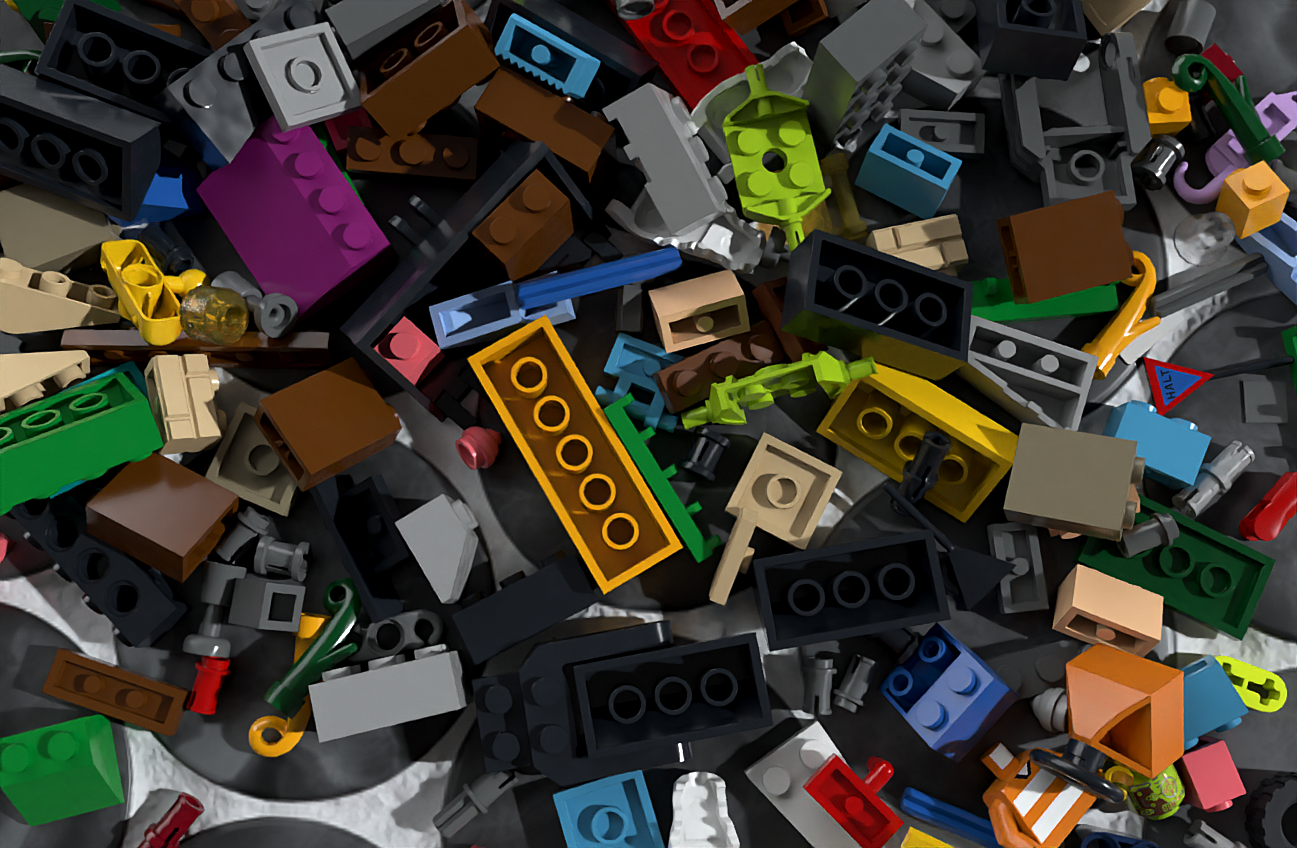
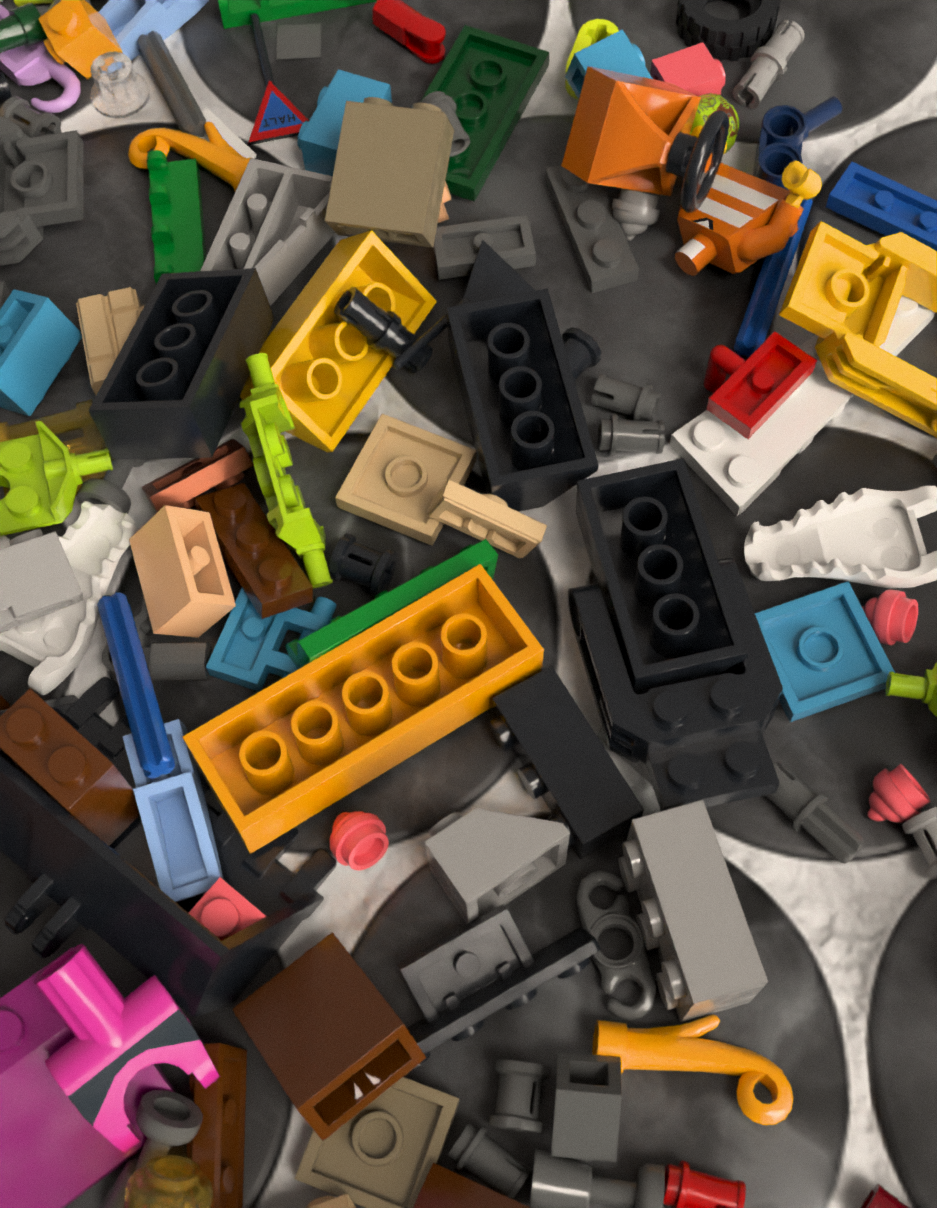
camera: 85 degrees left, 15 degrees down
(317, 277) = (114, 1040): none -> dark pink connector
(322, 653) = (650, 1017): dark green plant -> none
(947, 693) = (627, 302): blue slope -> none
(1065, 248) = (125, 190): reddish brown brick -> none
(1108, 611) = (527, 160): light nougat brick -> none
(1213, 478) = (383, 71): light grey pin -> none

